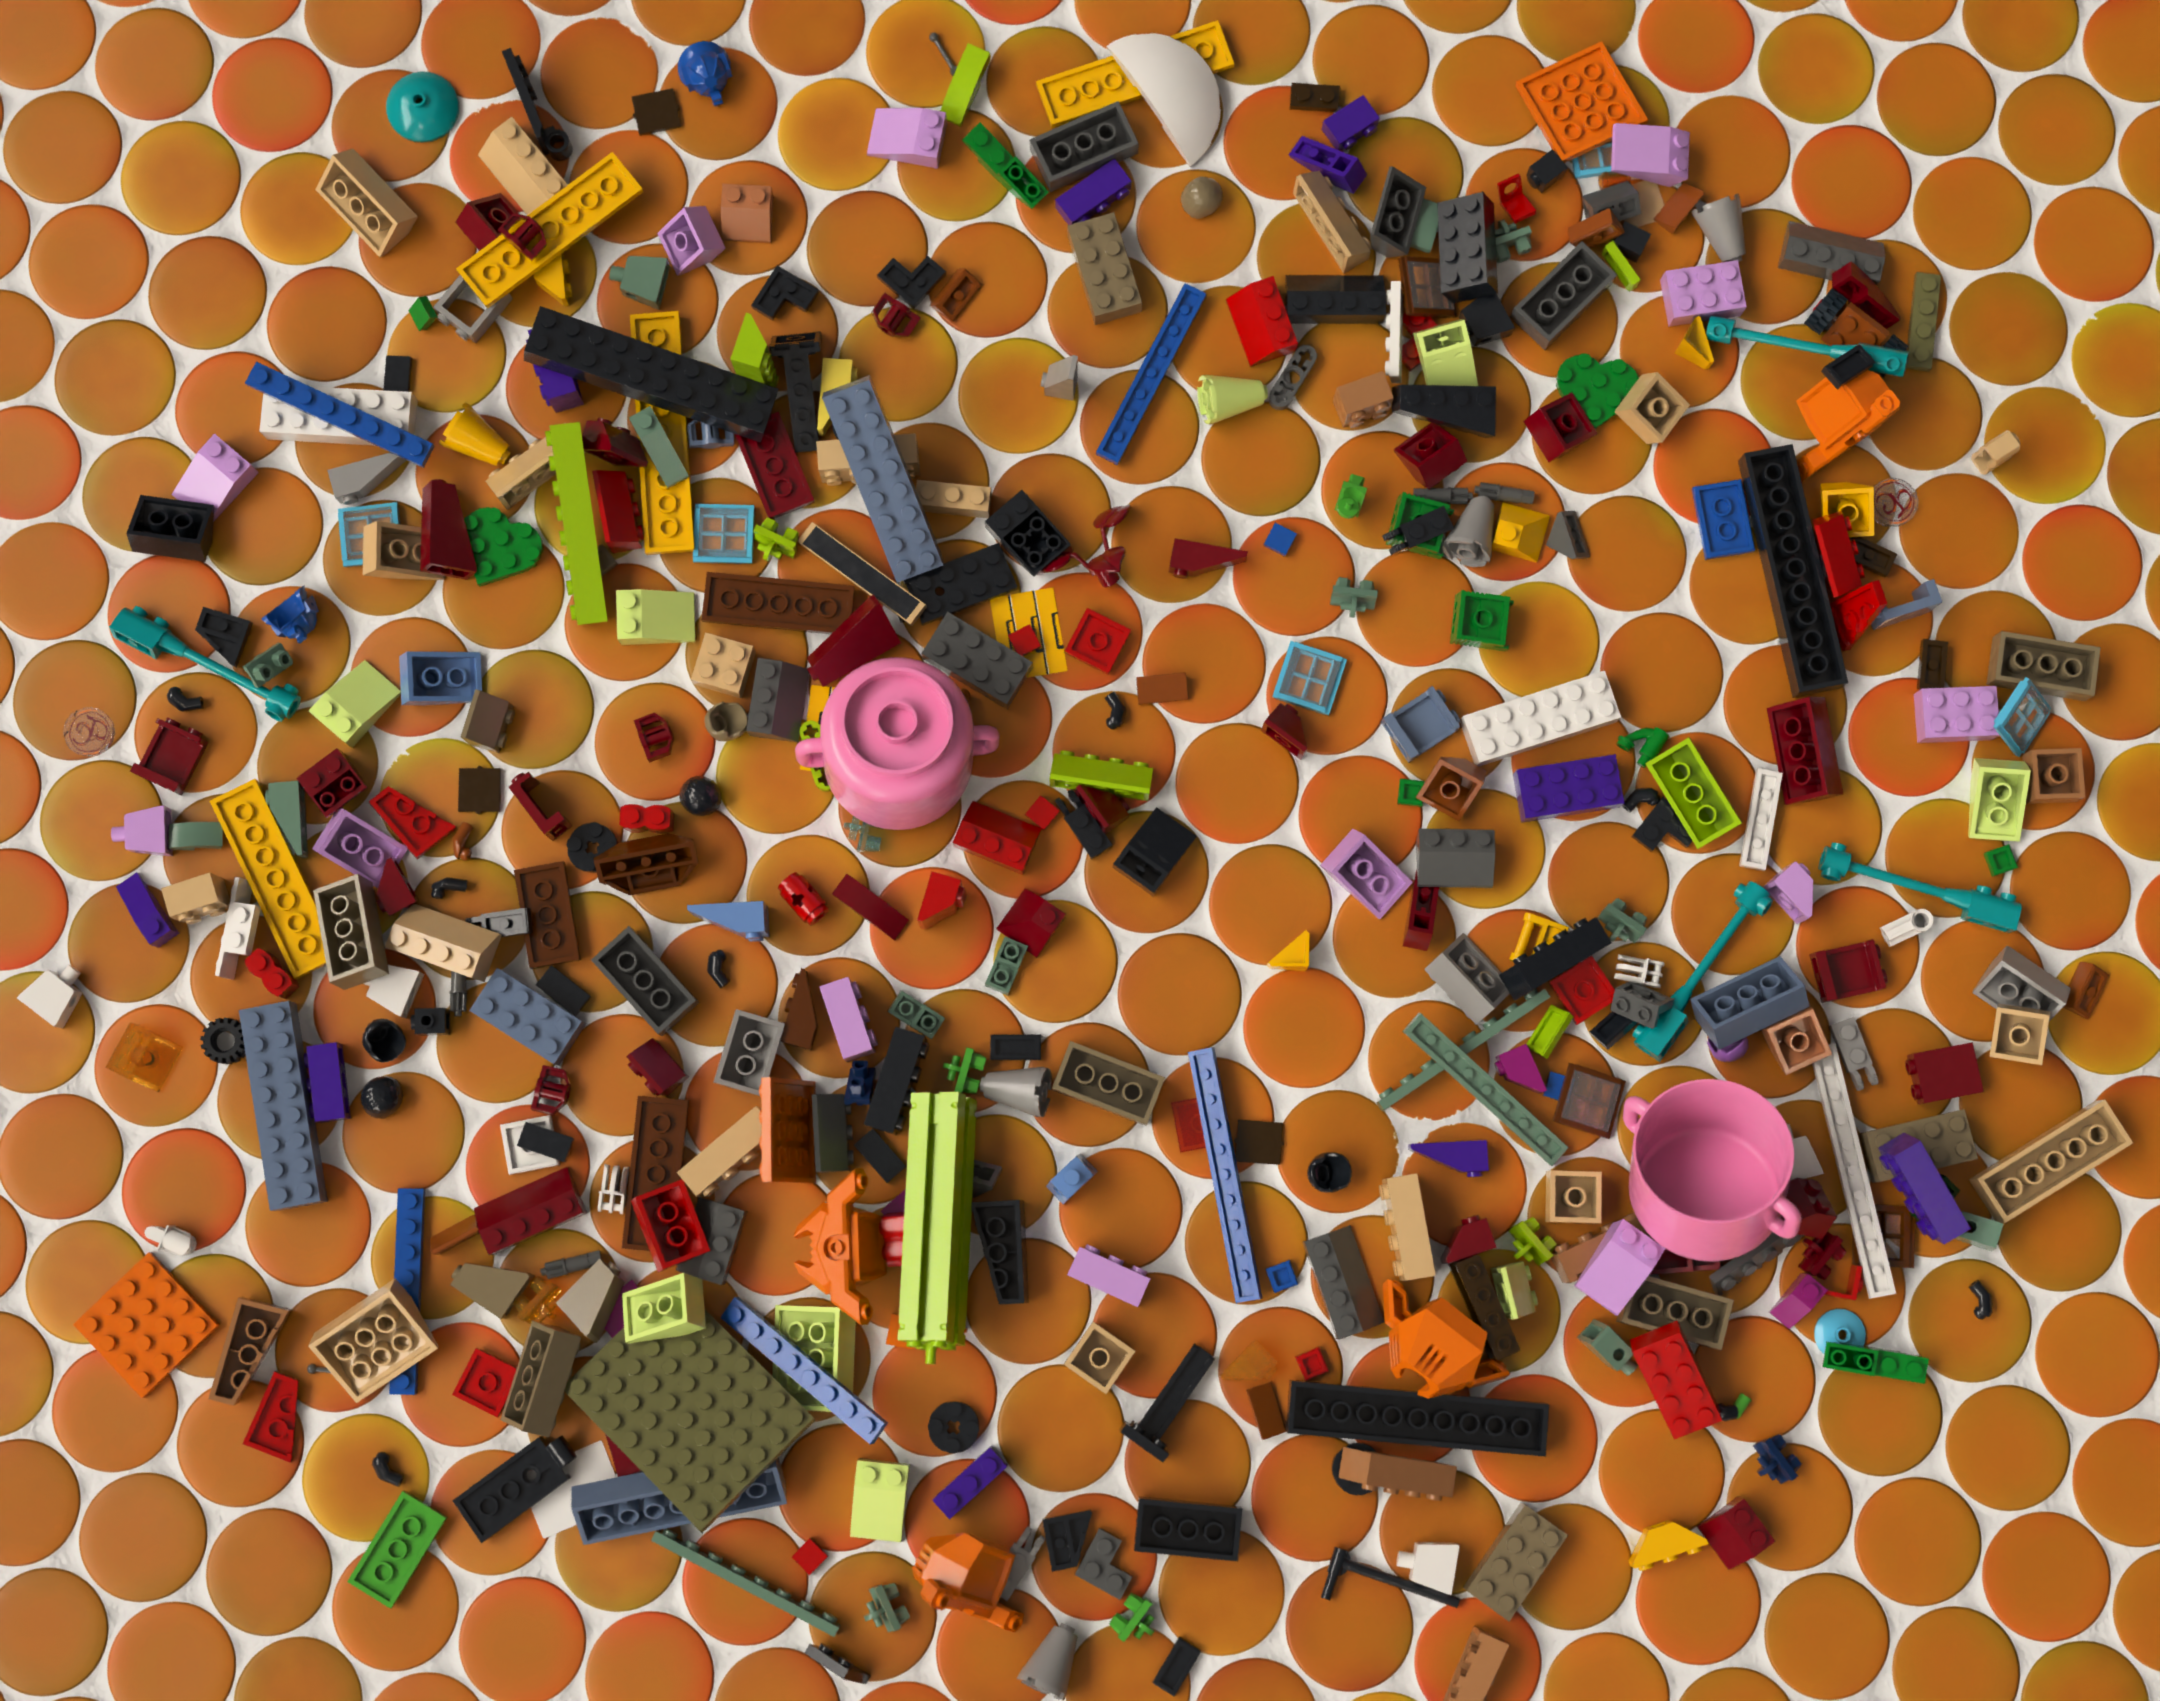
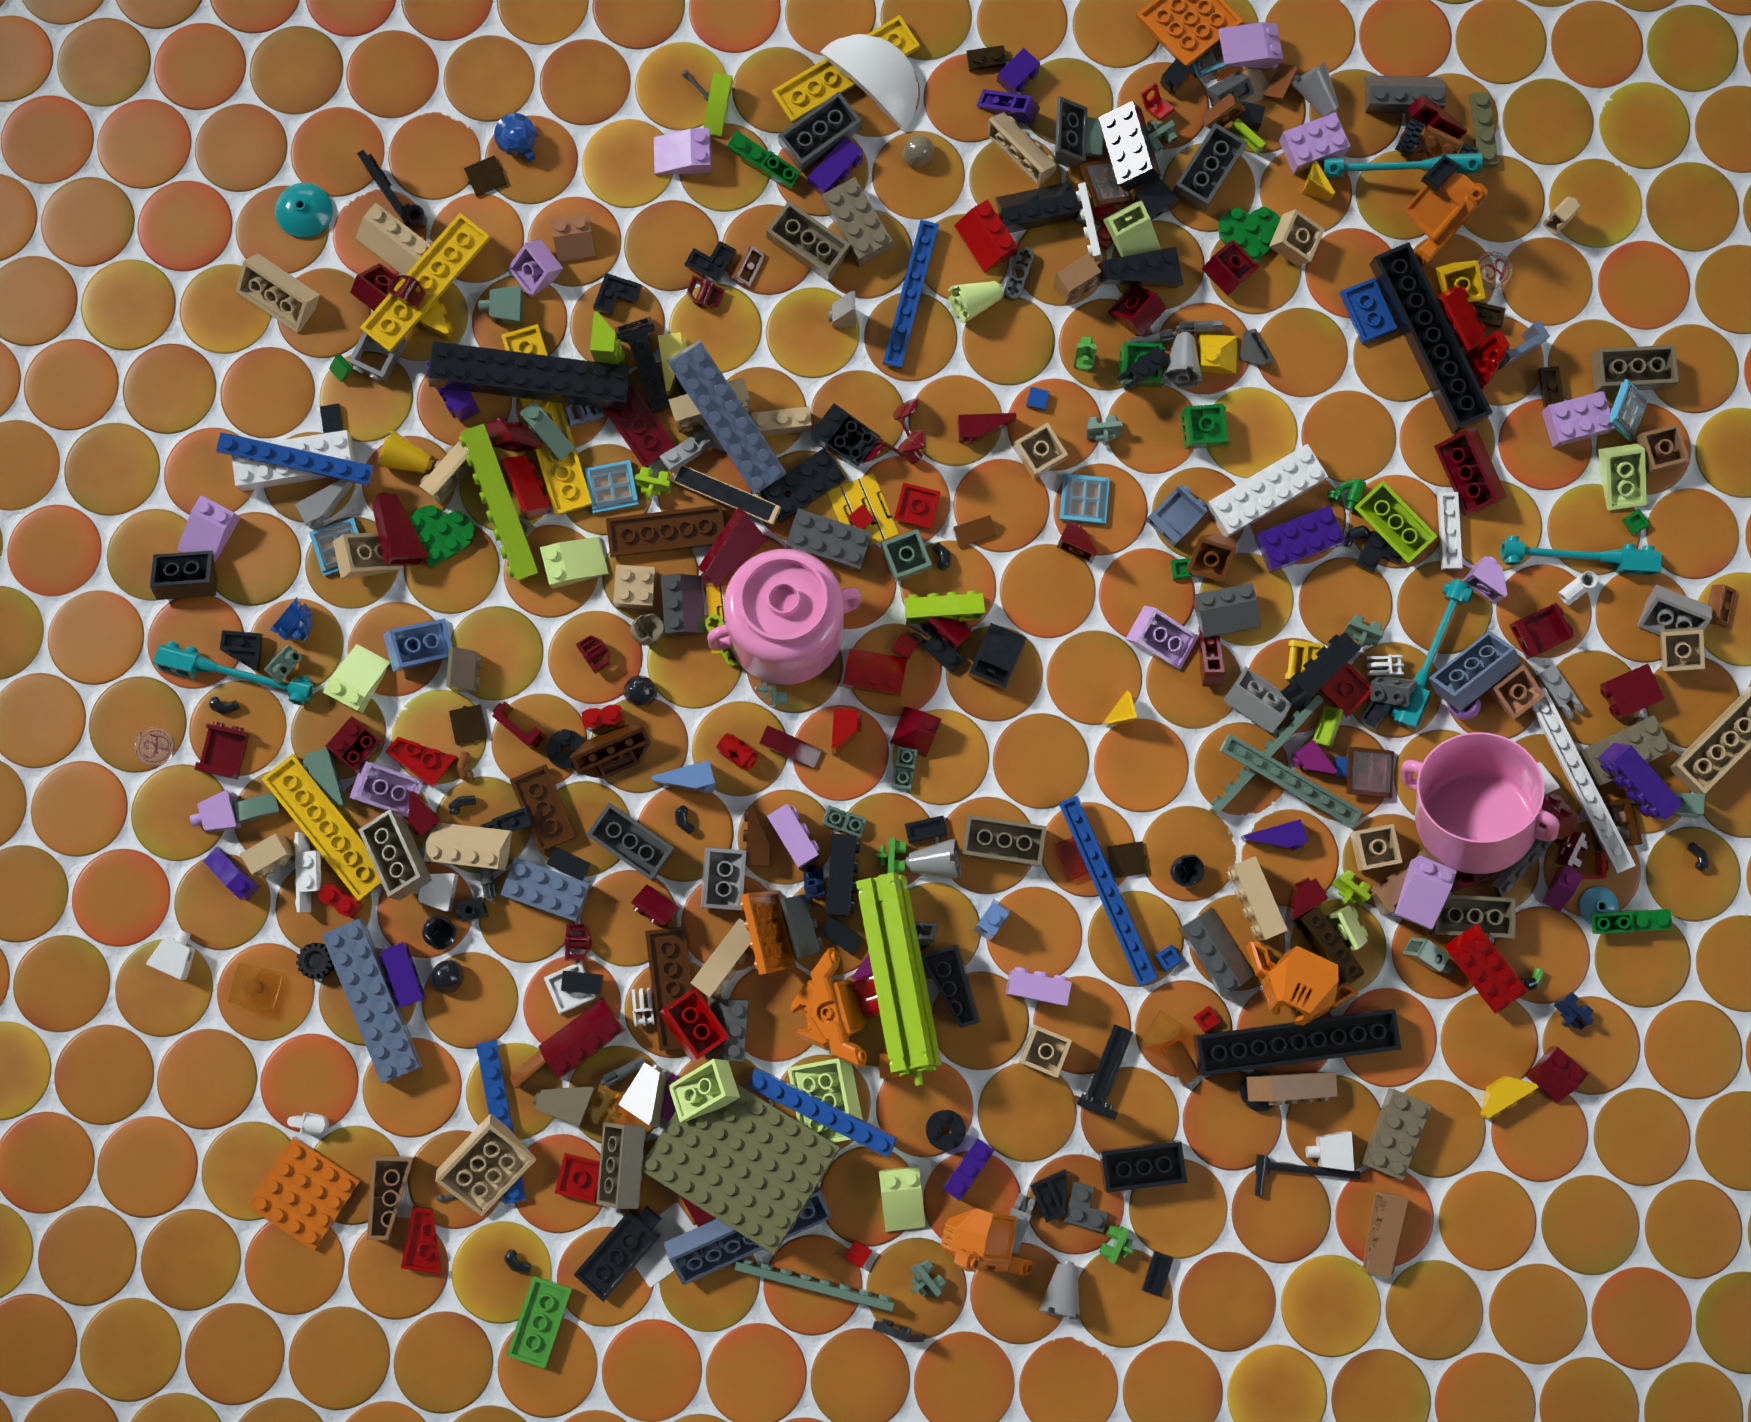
camera: 15 degrees left, 0 degrees up
(826, 509) = (686, 451): none -> light grey hinge
(1037, 280) = (808, 241): none -> dark tan brick
(1069, 700) = (906, 555): none -> sand green brick
(1267, 606) = (1040, 450): none -> tan brick

